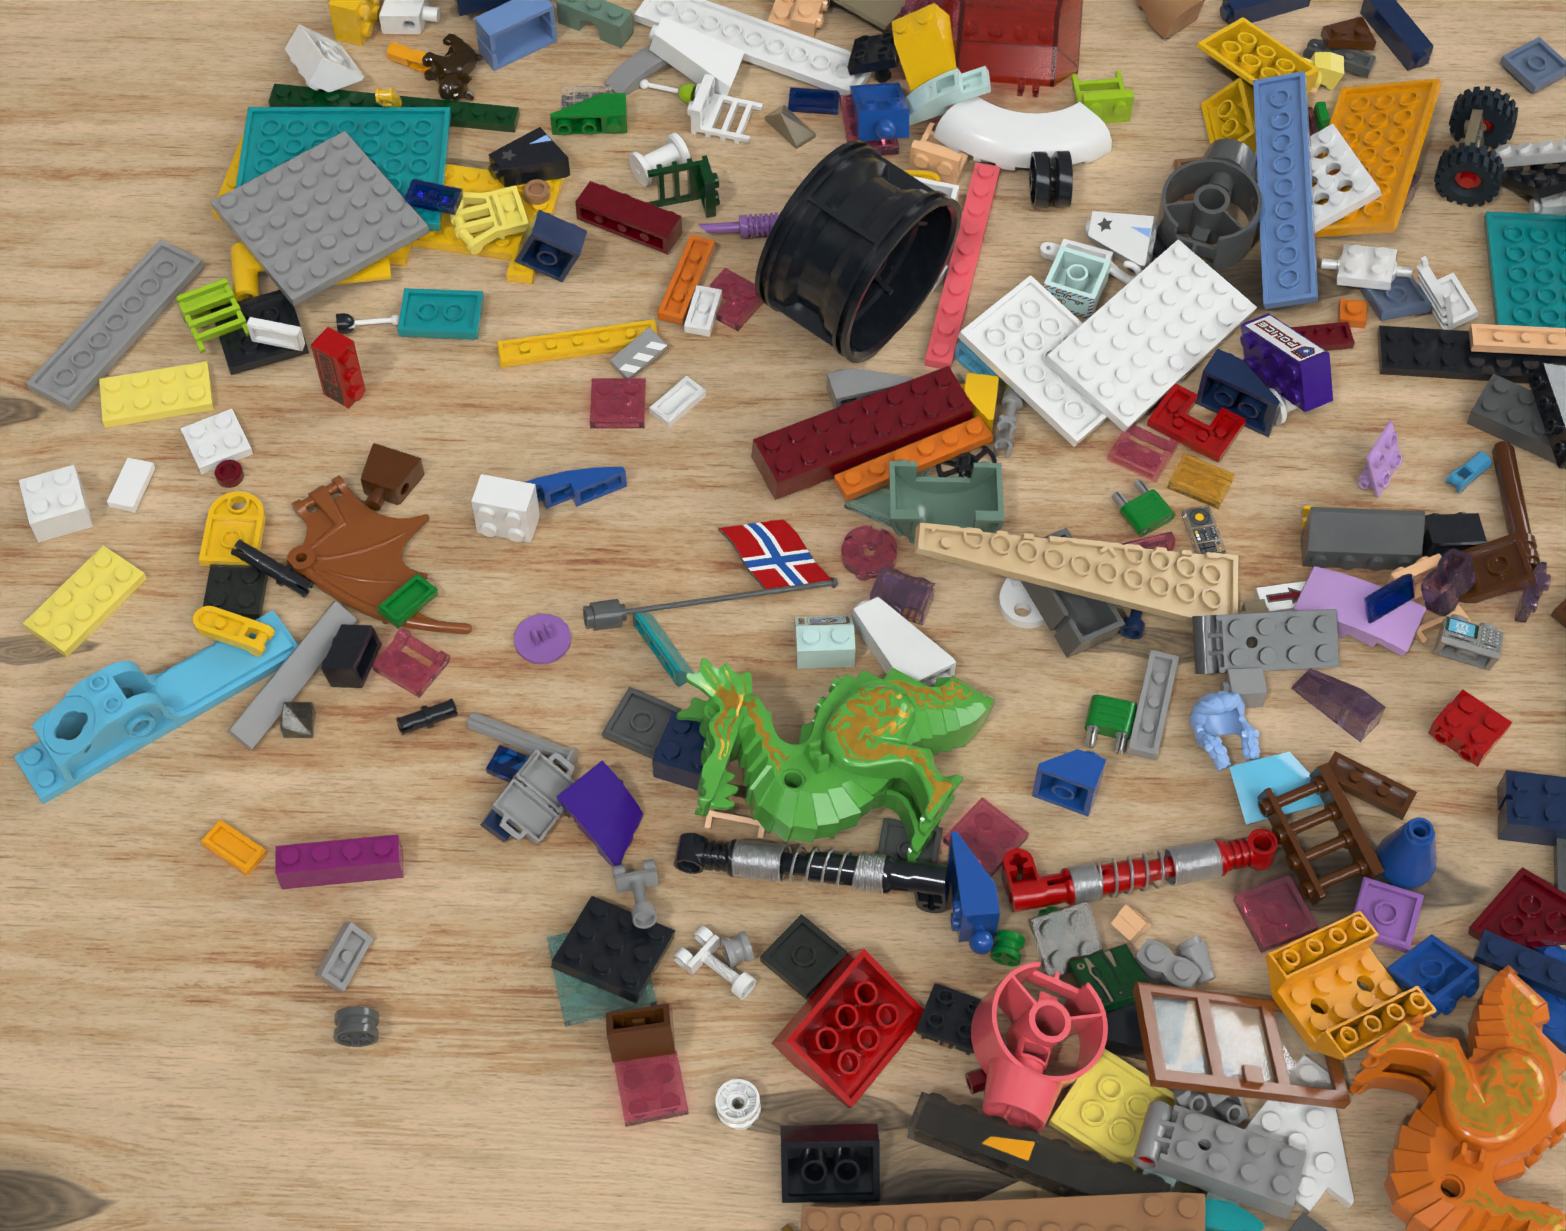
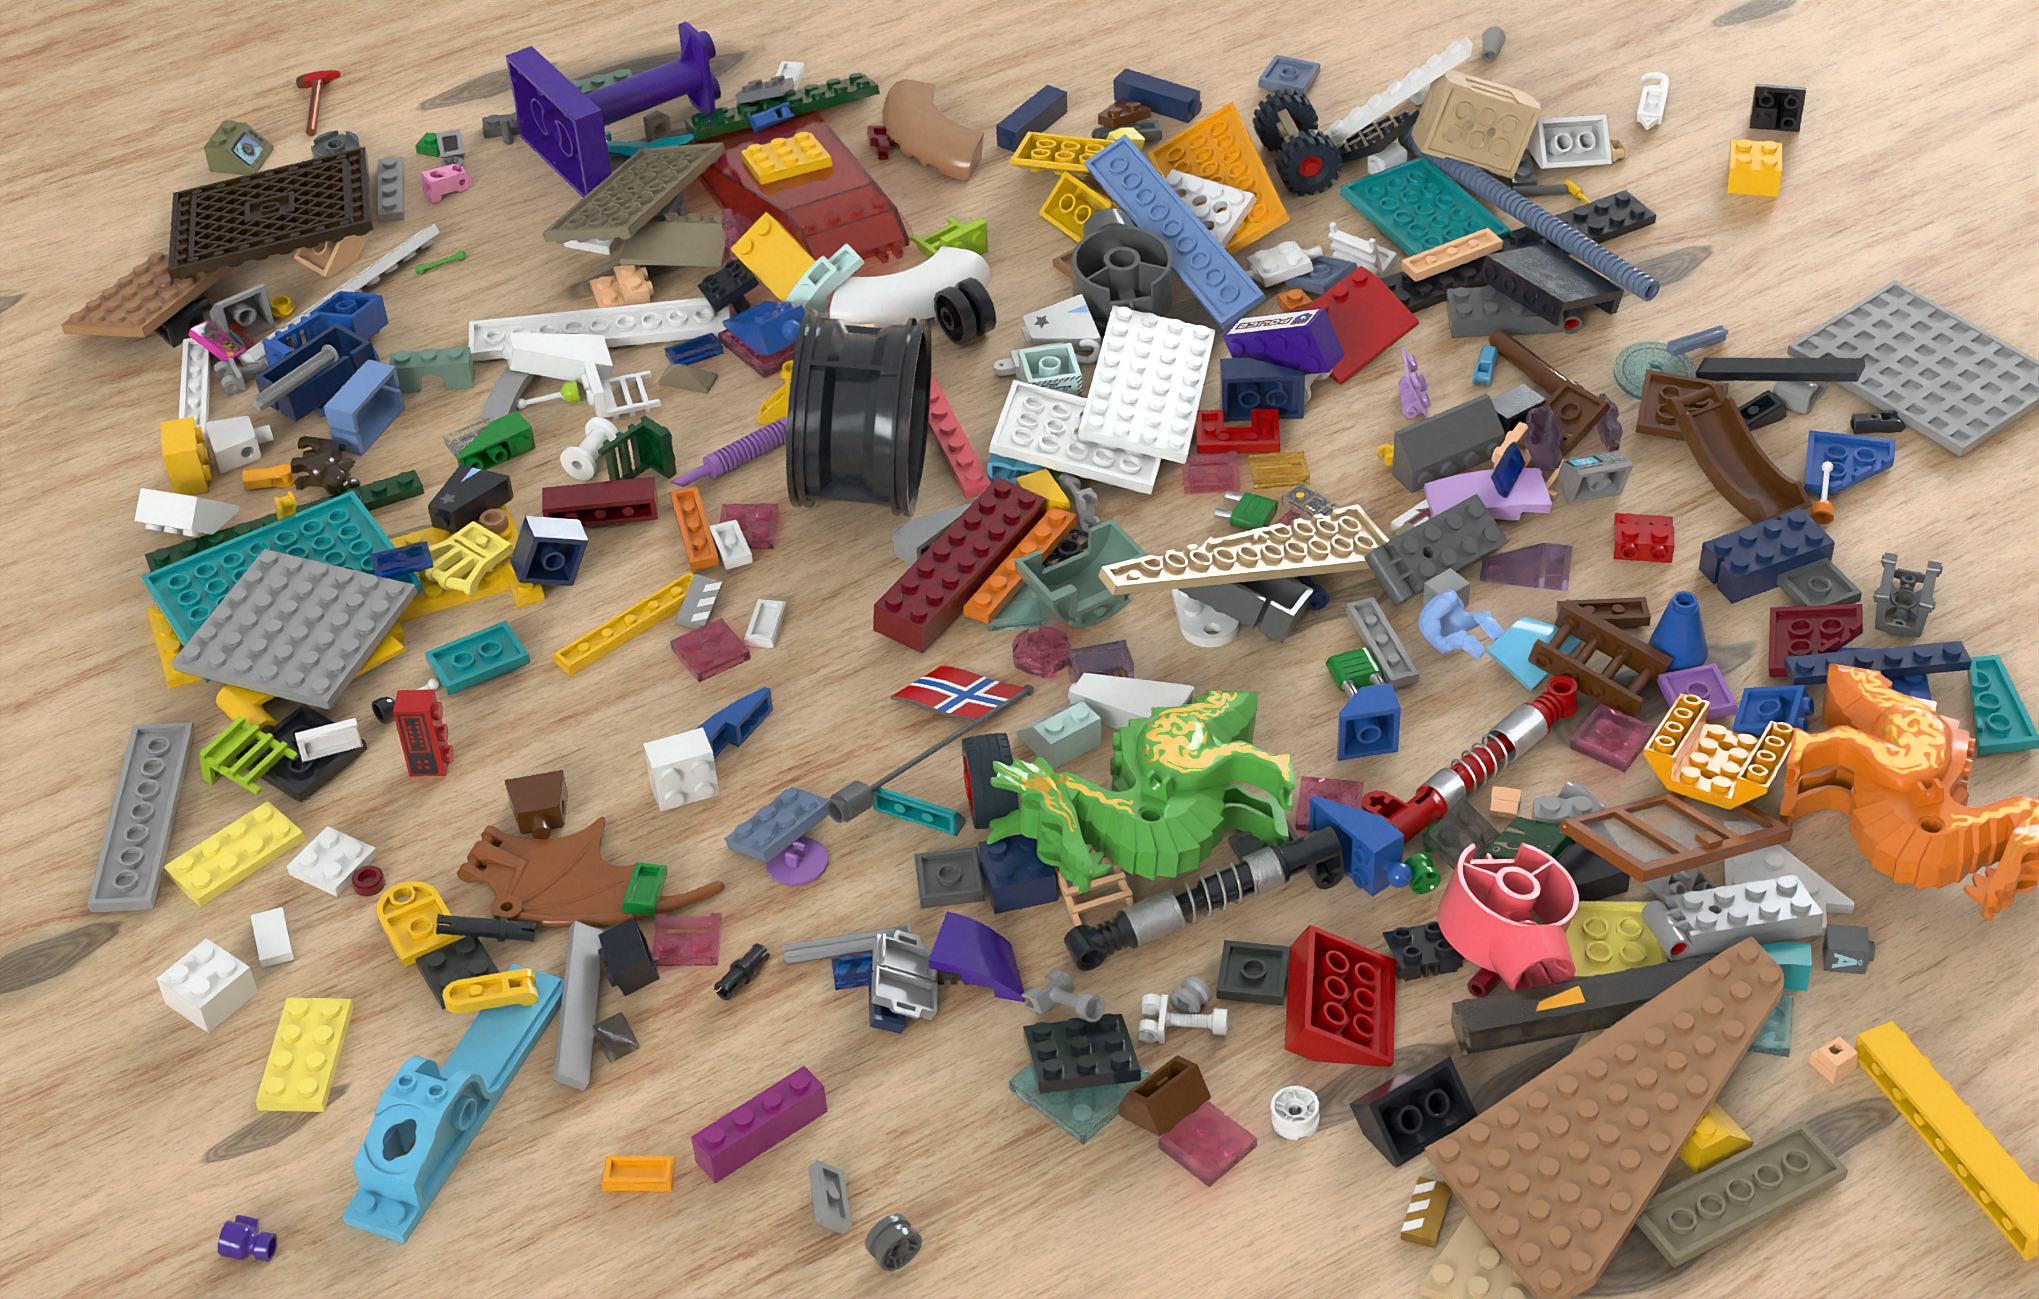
camera: 30 degrees left, 15 degrees down
(546, 599) = (778, 824): none -> sand blue plate
(722, 642) = (984, 799): none -> black wheel
(1378, 367) = (1364, 318): none -> red slope

